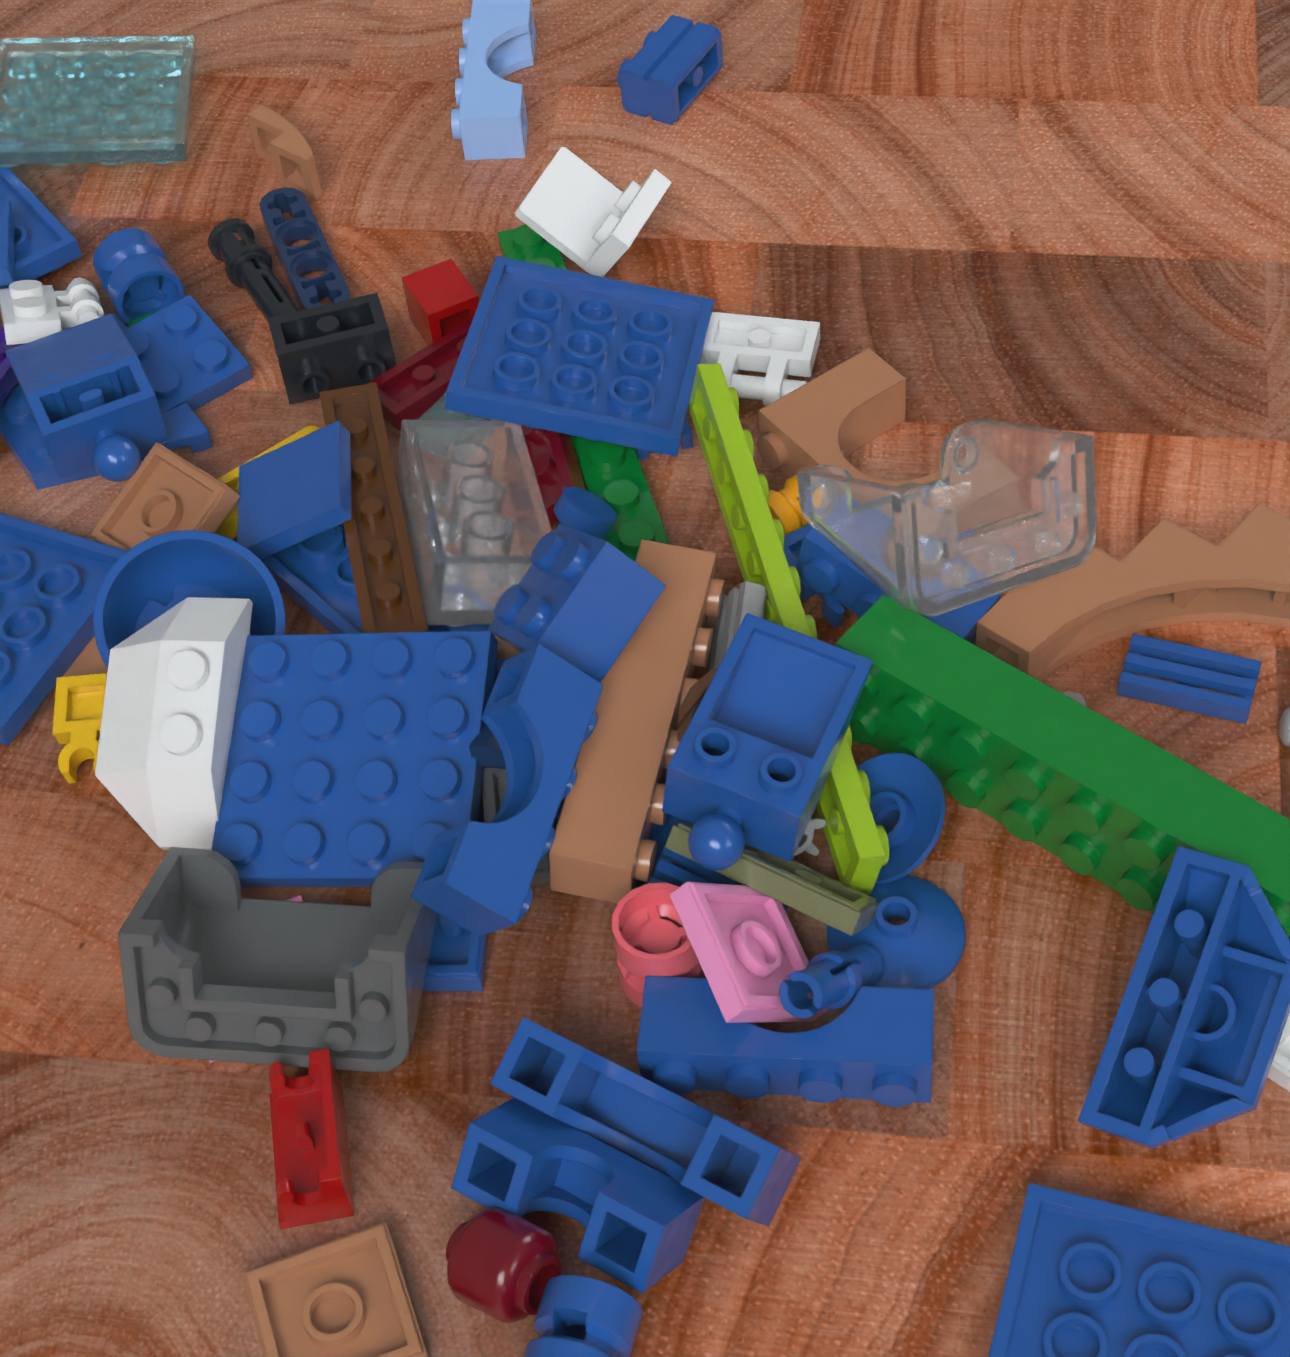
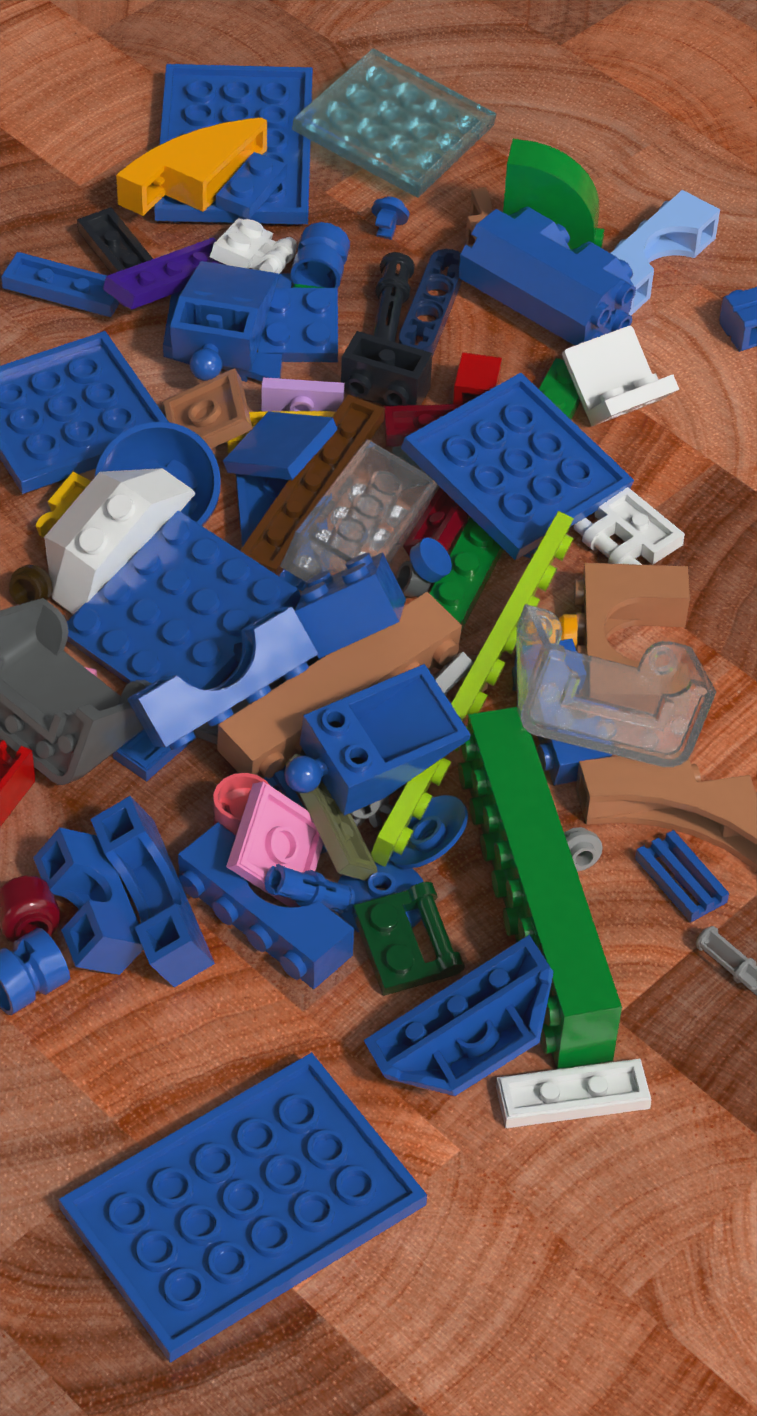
camera: 30 degrees right, 0 degrees up
(121, 848) = (30, 584): none -> dark brown plate
(170, 191) = (389, 213): none -> blue plate
(255, 430) = (301, 395): none -> lavender plate
(353, 82) = (553, 187): none -> green brick
(405, 157) = (532, 270): none -> blue brick
(975, 977) = (394, 946): none -> dark green plate

